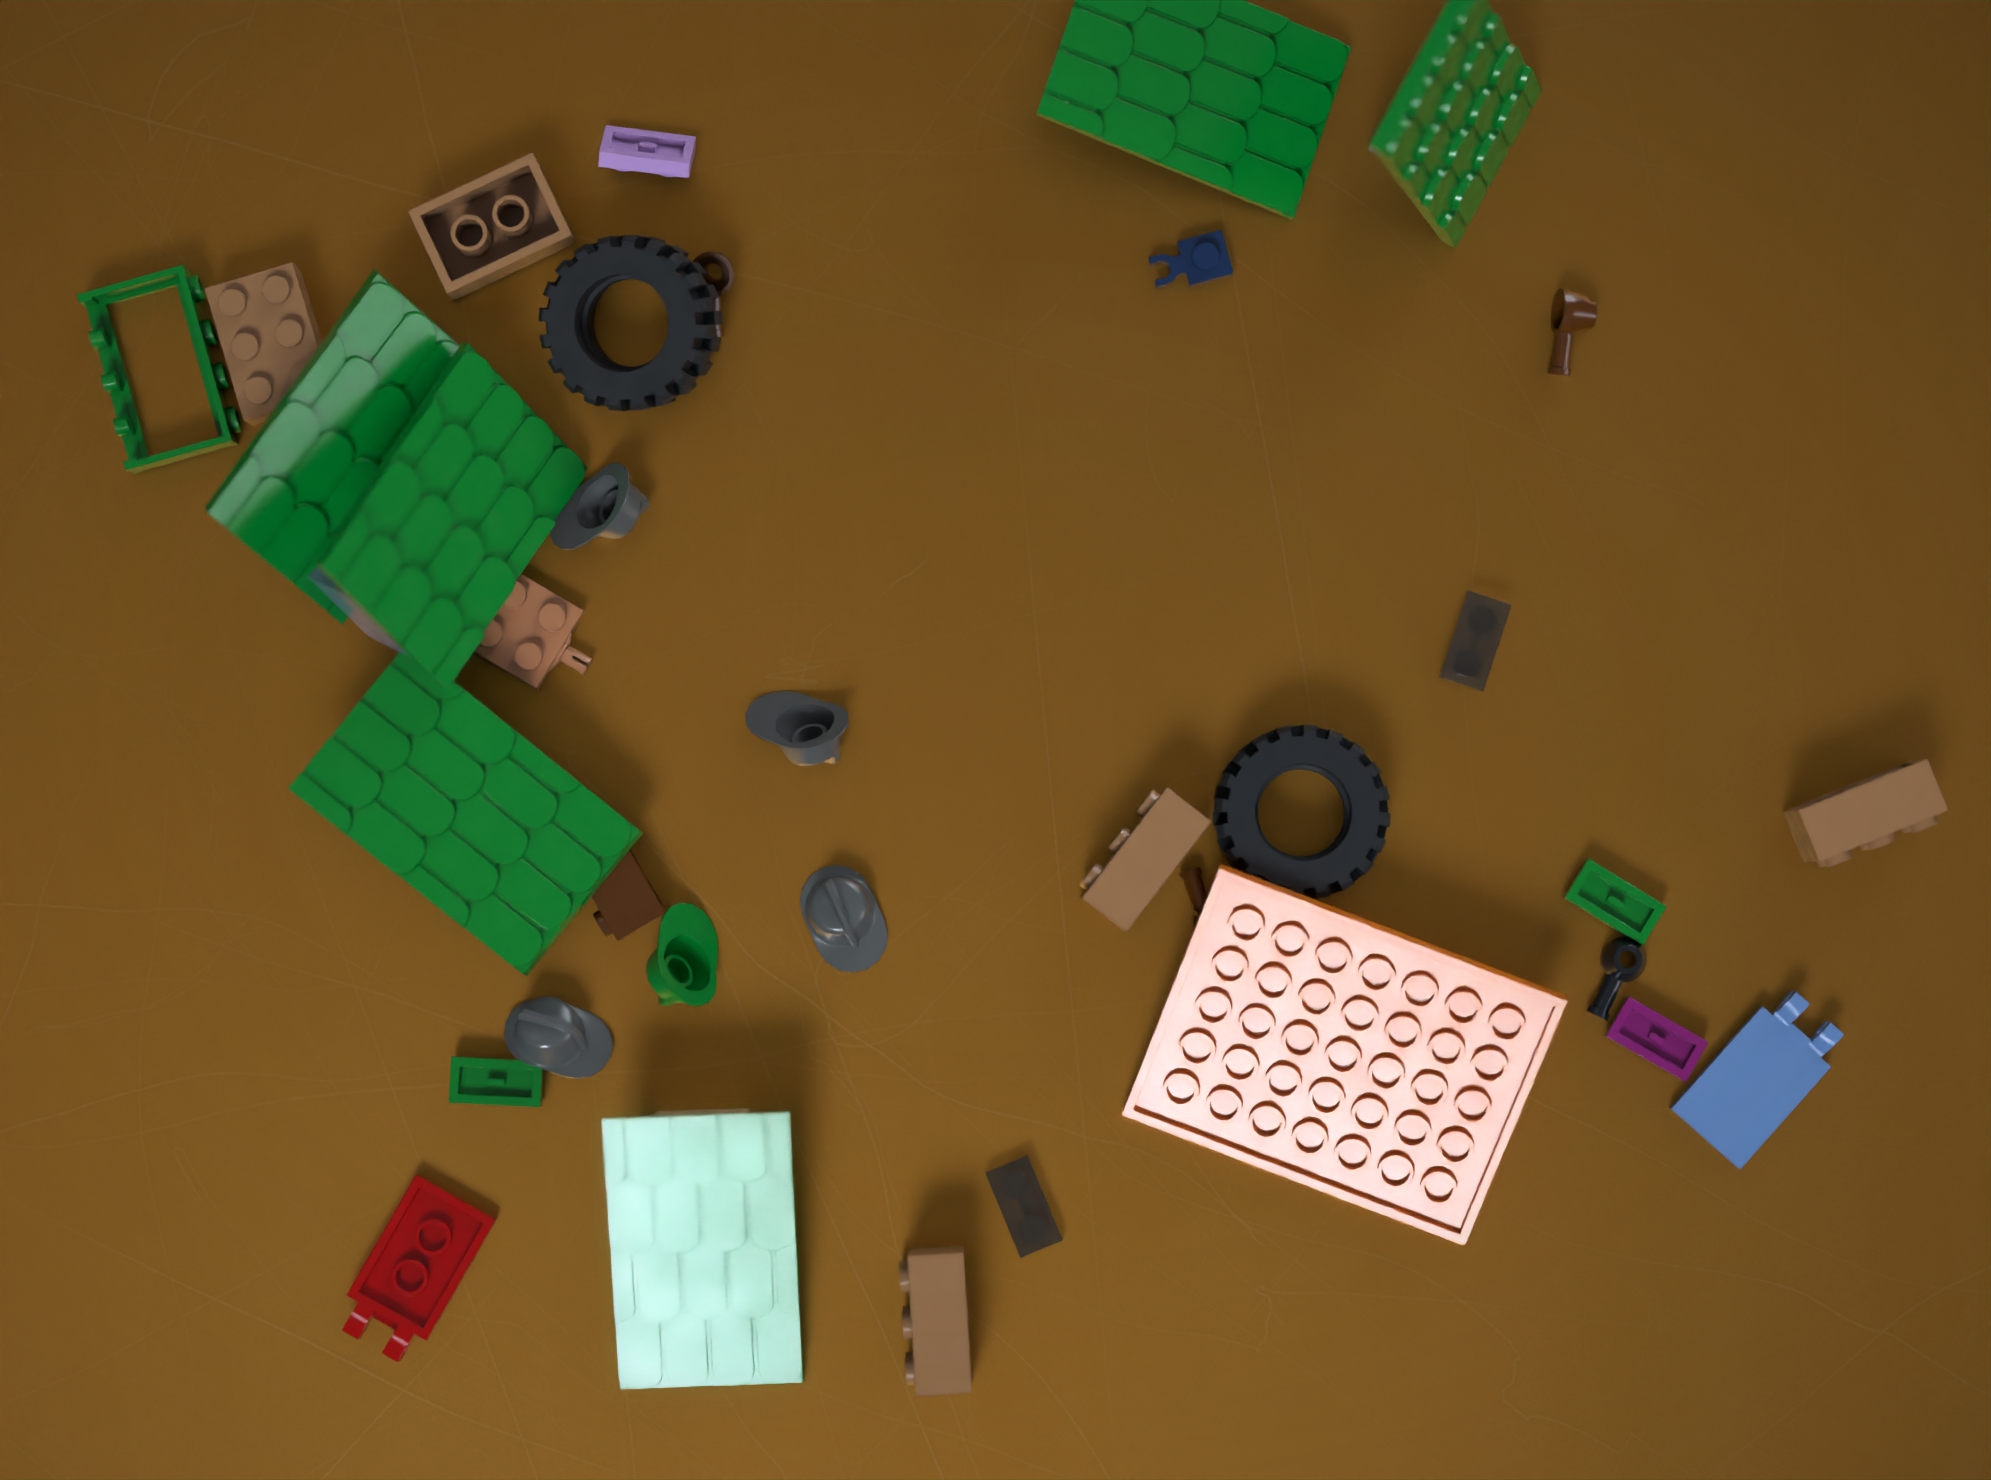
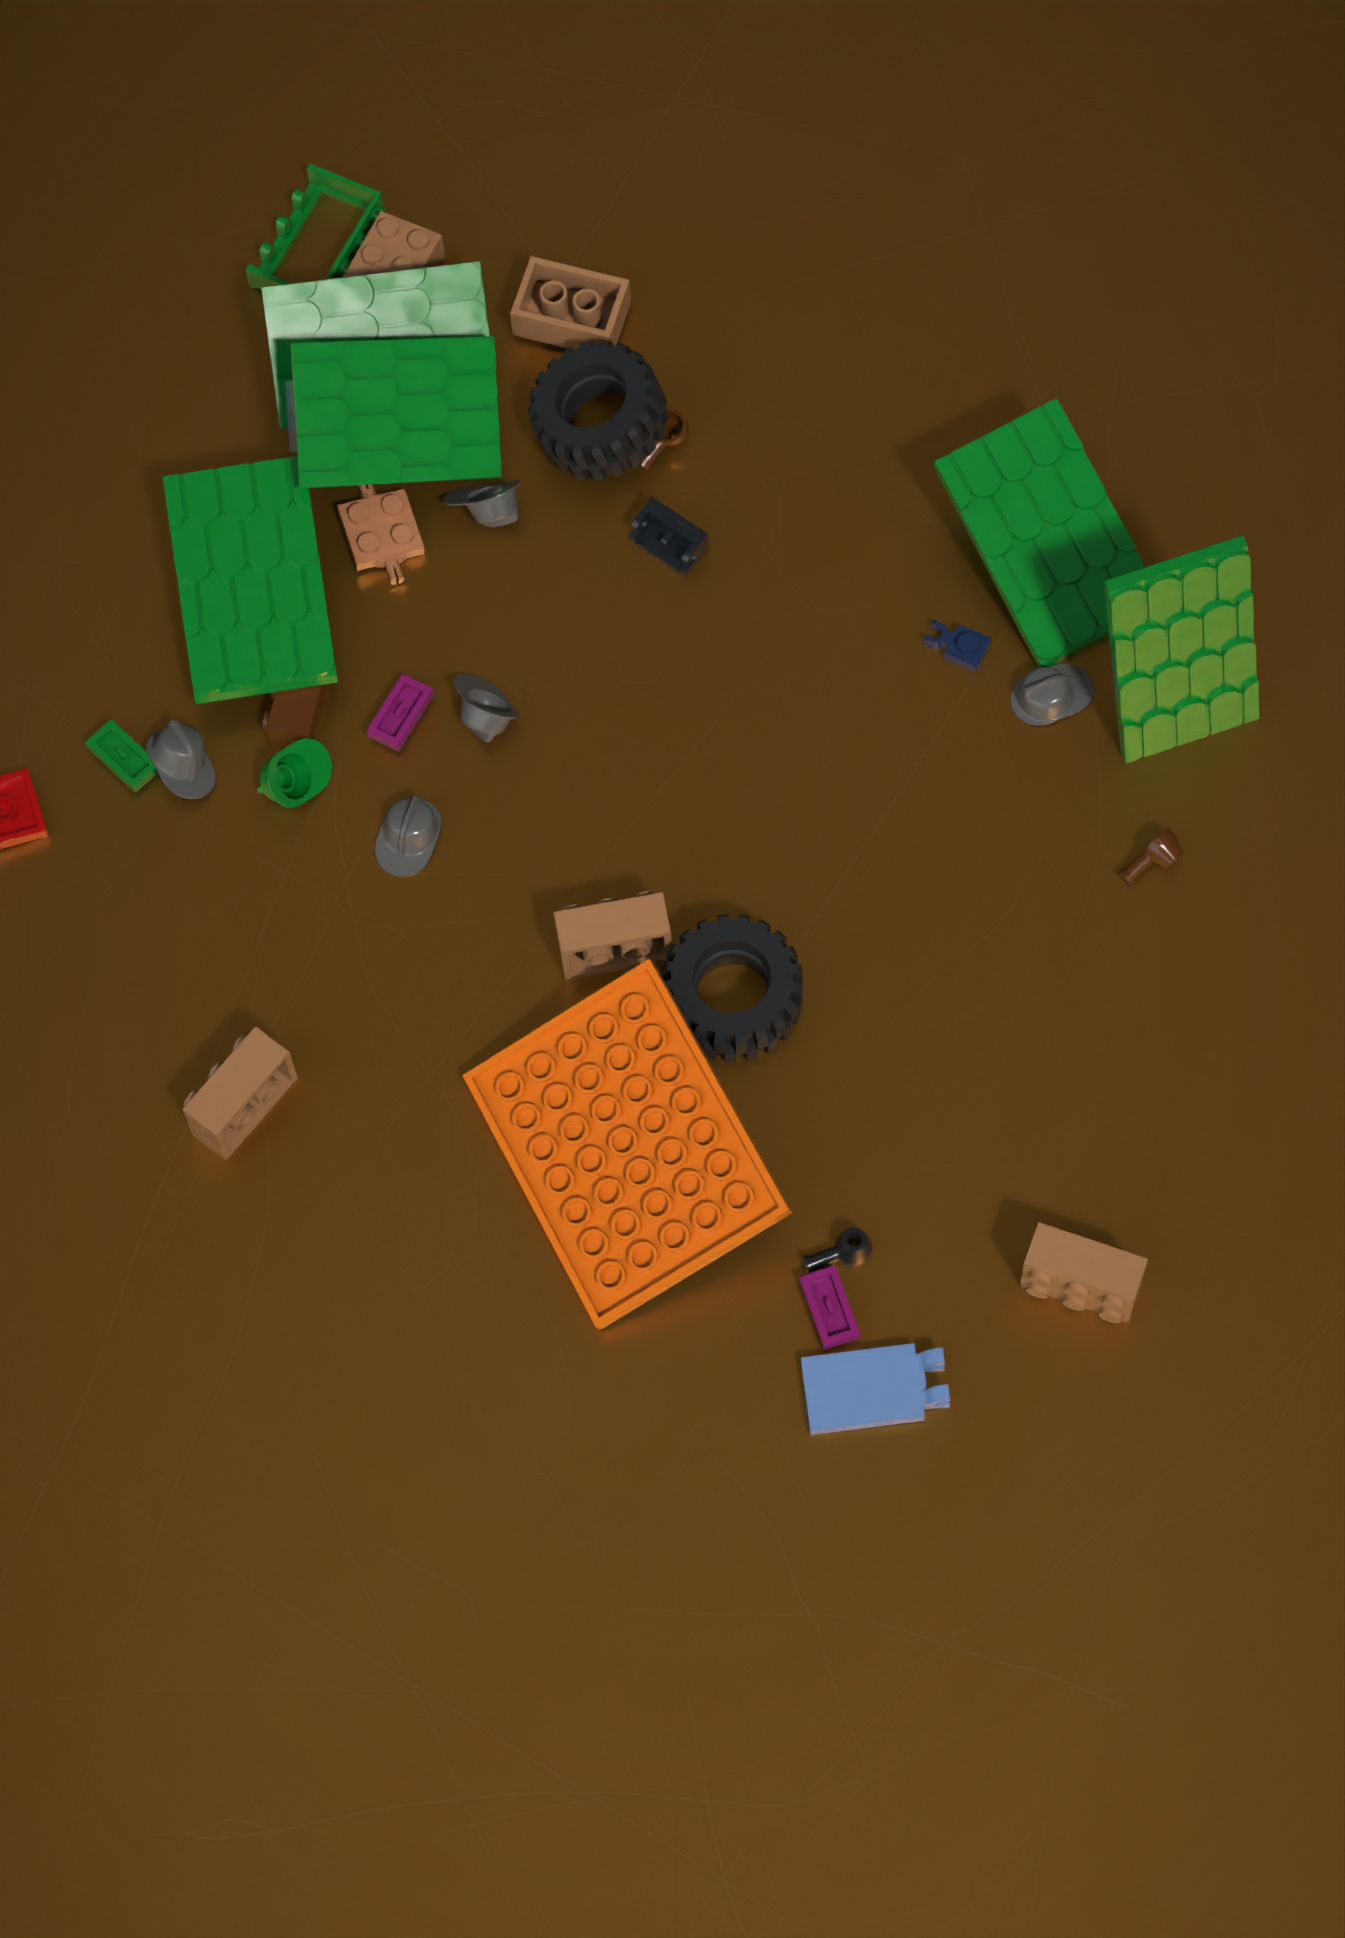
camera: 50 degrees right, 20 degrees down
(647, 151) = (689, 333): lavender plate -> none
(703, 1248) = (143, 932): piece -> none
(722, 803) = (400, 712): none -> magenta plate
(814, 392) = (669, 537): none -> black hinge
(1023, 1206) = (354, 1082): clear smoke plate -> none
(1325, 236) = (1051, 694): none -> dark grey piece
(1475, 641) = (931, 984): clear smoke plate -> none
(1614, 901) = (878, 1205): green plate -> none

